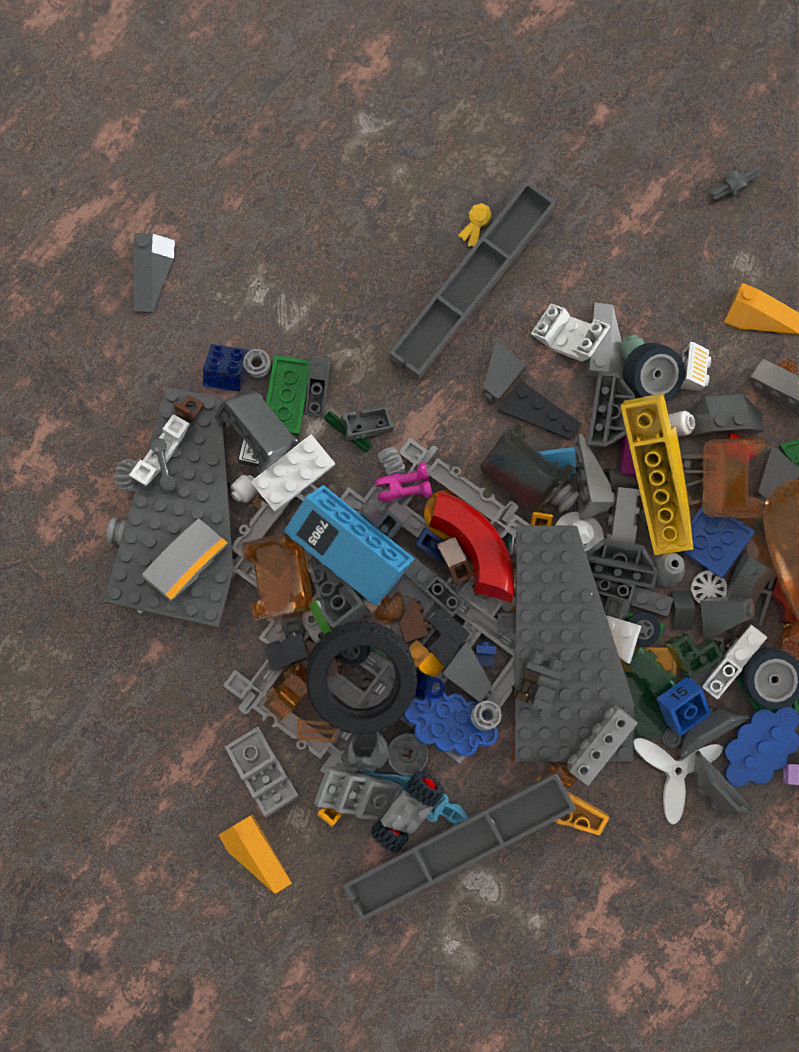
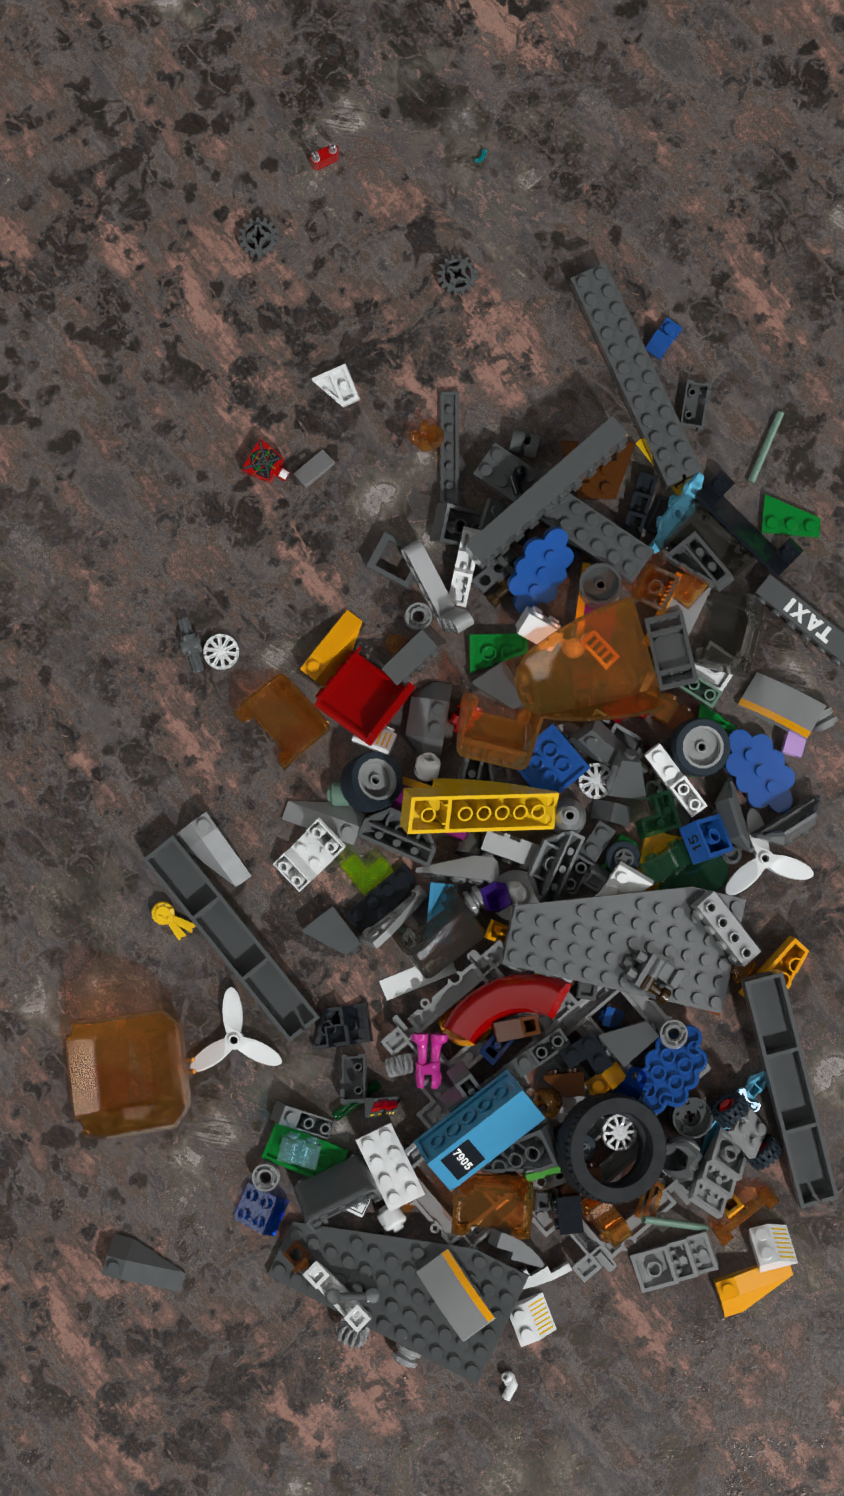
camera: 75 degrees left, 5 degrees up
(109, 639) = (510, 1383): none -> white arm
(176, 644) = (532, 1319): none -> white slope
(221, 645) = (545, 1275): none -> white slope
(240, 610) = (514, 1248): none -> slope
(289, 384) = (300, 1150): none -> clear light blue brick
(298, 865) = (772, 1246): none -> white slope
(299, 761) = (674, 1223): none -> sand green bar
(328, 212) = (128, 1073): none -> clear orange windscreen
(343, 848) = (765, 1198): none -> clear orange plate
(348, 453) = (381, 1105): none -> slope
(376, 684) = (618, 1132): none -> white wheel
(393, 301) = (233, 1023): none -> white piece
(414, 404) = (344, 1026): none -> black slope
(473, 457) = (410, 980): none -> white sticker
(509, 408) = (376, 935): none -> light grey plate
(552, 244) = (210, 846): none -> light grey wedge
(560, 392) = (364, 877): none -> clear neon green plate
(575, 513) = (496, 897): none -> dark purple panel
(692, 281) = (285, 717): none -> clear orange windscreen
(731, 345) = (362, 697): none -> red panel
(735, 212) = (221, 651): none -> white wheel

